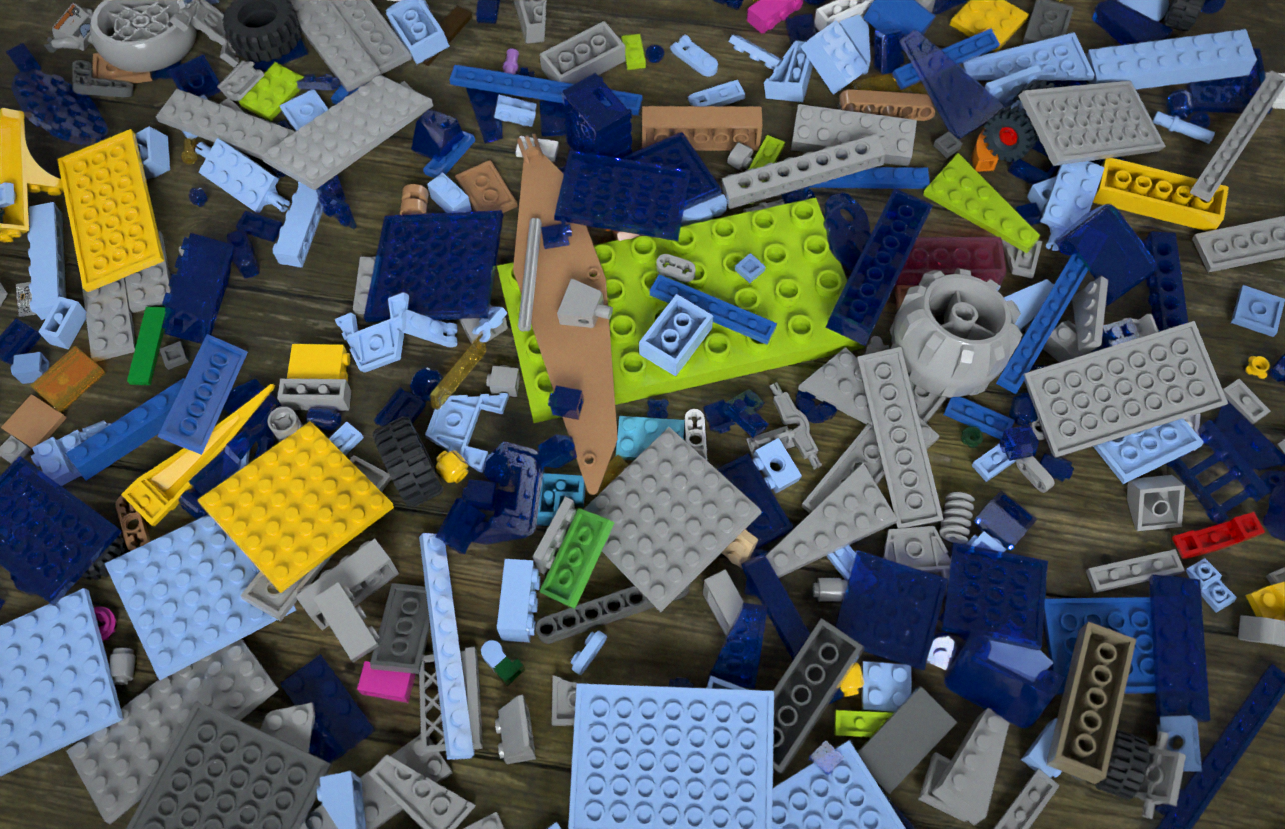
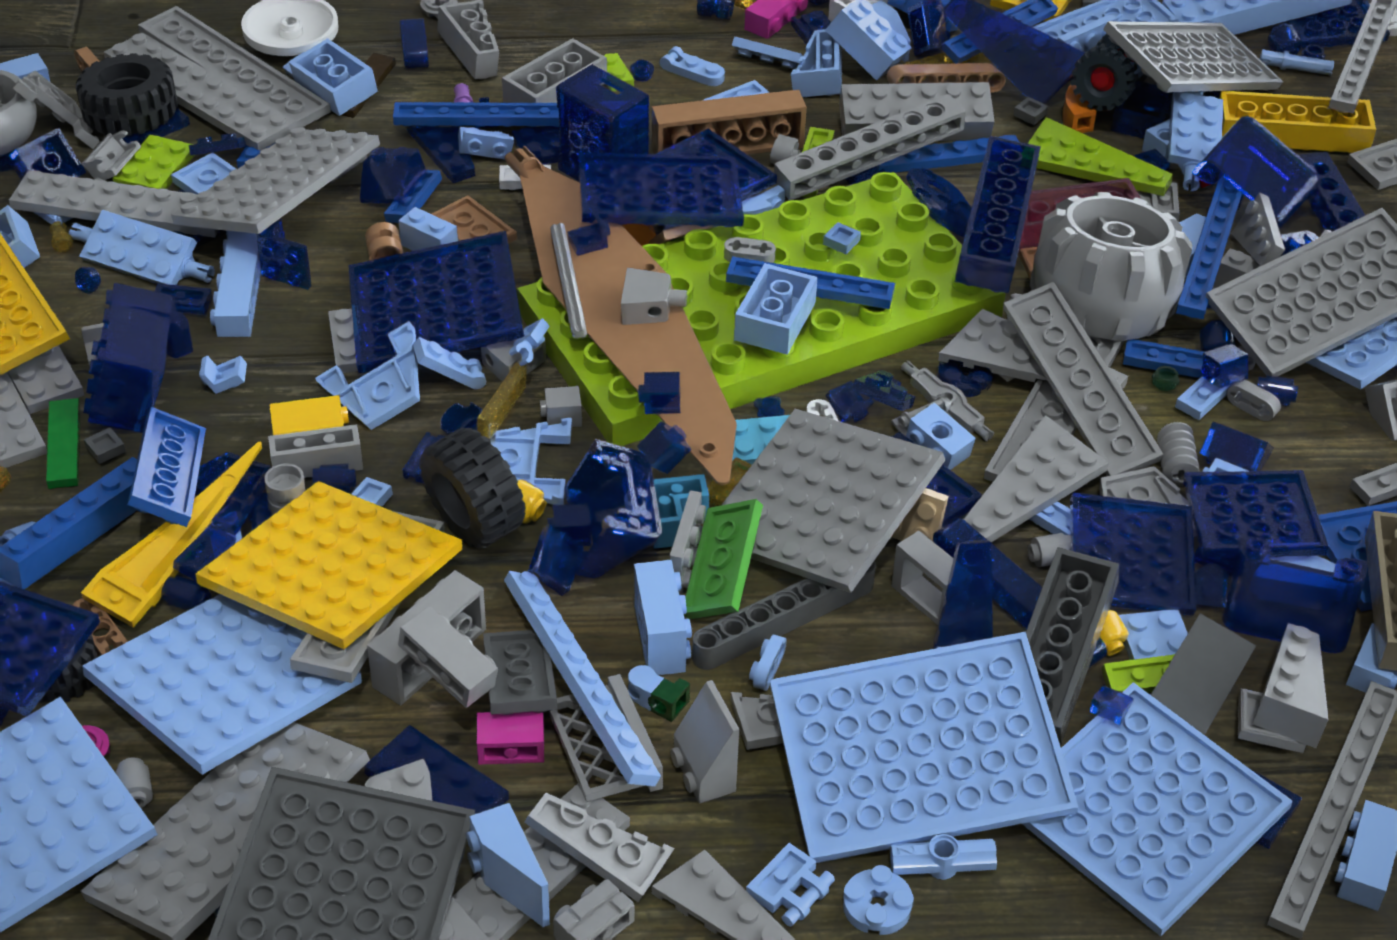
camera: 15 degrees left, 20 degrees down
(269, 305) = (223, 376): none -> light blue bracket

